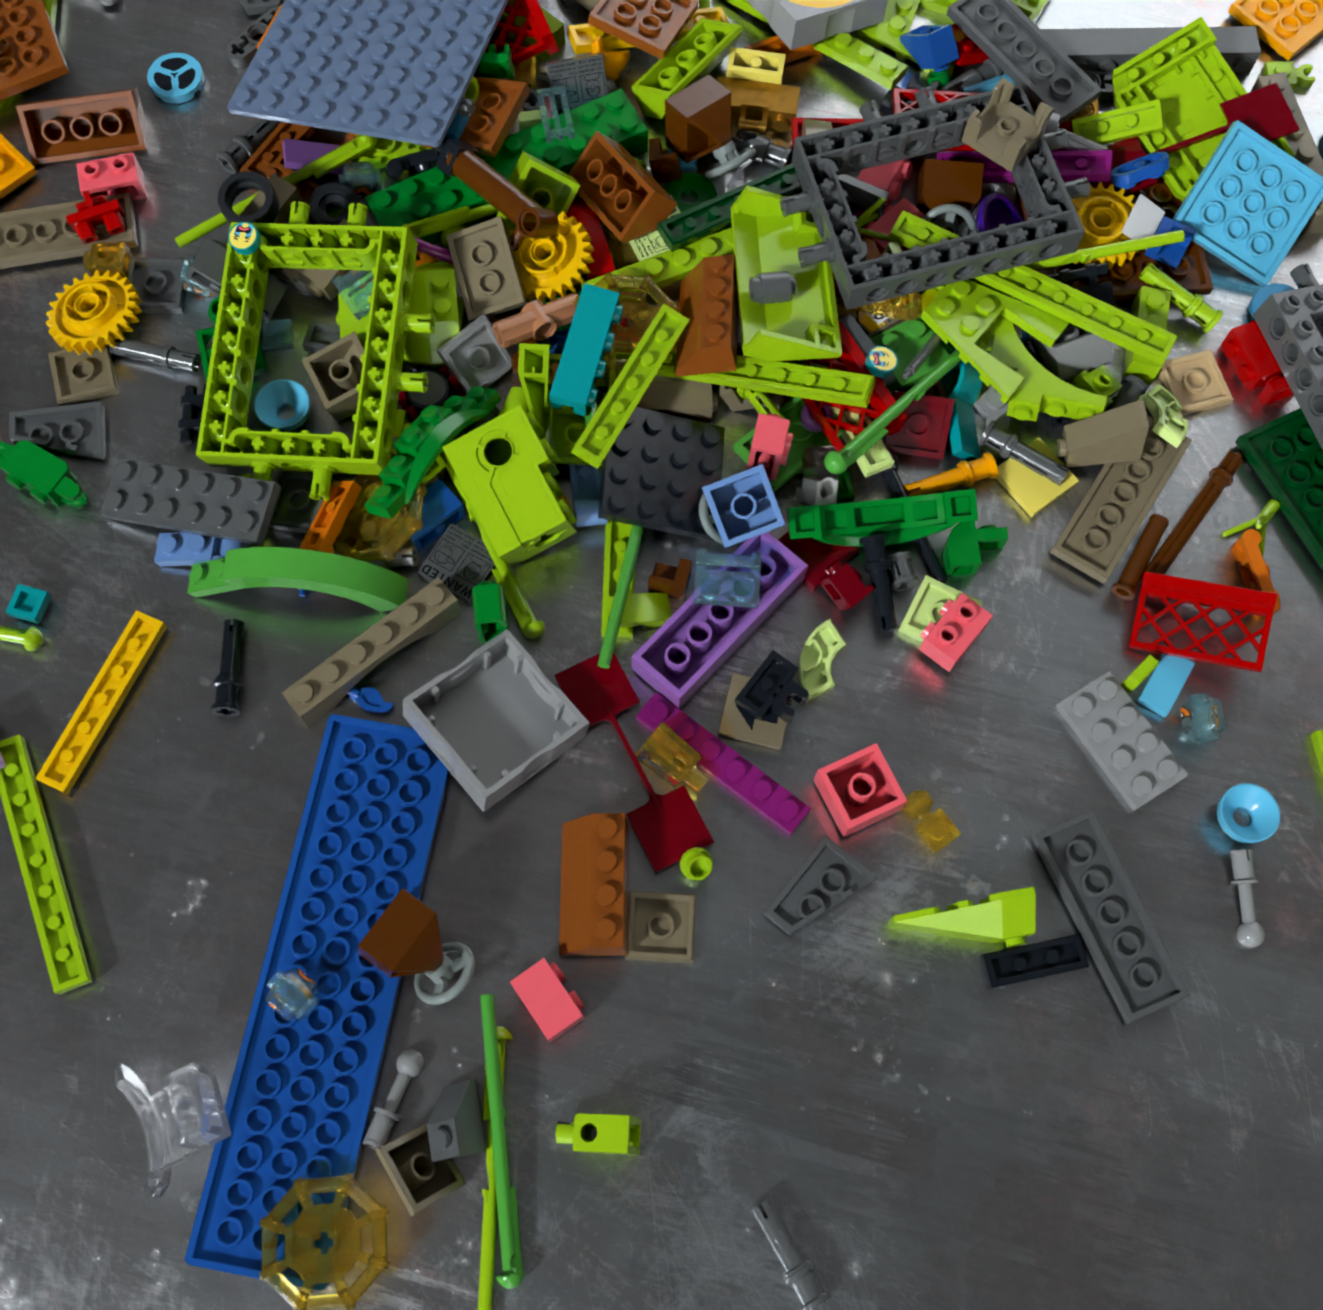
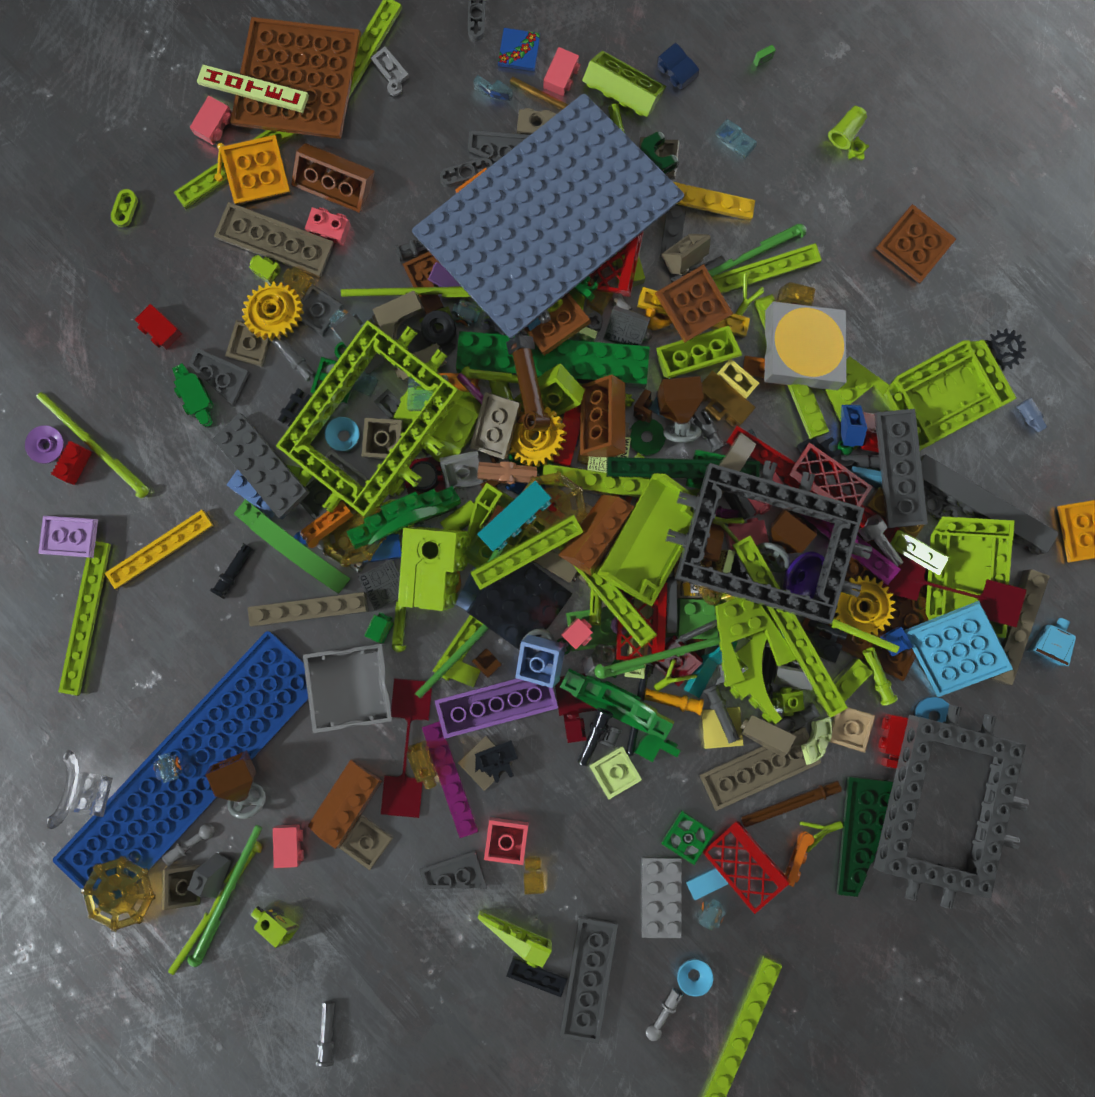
camera: 30 degrees right, 15 degrees up
(28, 603) = (150, 469): teal plate -> none
(52, 270) = (264, 268): none -> lime brick
(94, 213) = (295, 253): red hips -> none
(175, 77) = (402, 172): medium azure tile -> none
(244, 181) = (374, 300): black tyre -> none
(244, 238) = (368, 337): tile -> none
(370, 701) = (293, 633): blue piece -> none
(558, 131) = (592, 359): clear light blue tile -> none
(696, 863) = (402, 824): lime plate -> none
(727, 587) = (504, 695): clear light blue plate -> none
(772, 287) = (639, 543): dark grey brick -> none
(817, 658) = (534, 755): yellowish green tile -> none
(881, 361) = (671, 622): tile -> none
(933, 445) = (667, 680): none -> lime plant
(955, 632) = (612, 790): coral brick -> none
(1004, 129) = (830, 535): dark tan panel -> none
(1097, 638) = (687, 837): none -> green piece
(1139, 169) = (909, 589): blue plate -> none
(1140, 558) = (745, 808): reddish brown pin -> none
(1140, 673) = (695, 871): lime tile -> none
(1143, 219) = (887, 622): white sticker -> none
(1295, 76) = (1057, 571): lime plate -> none

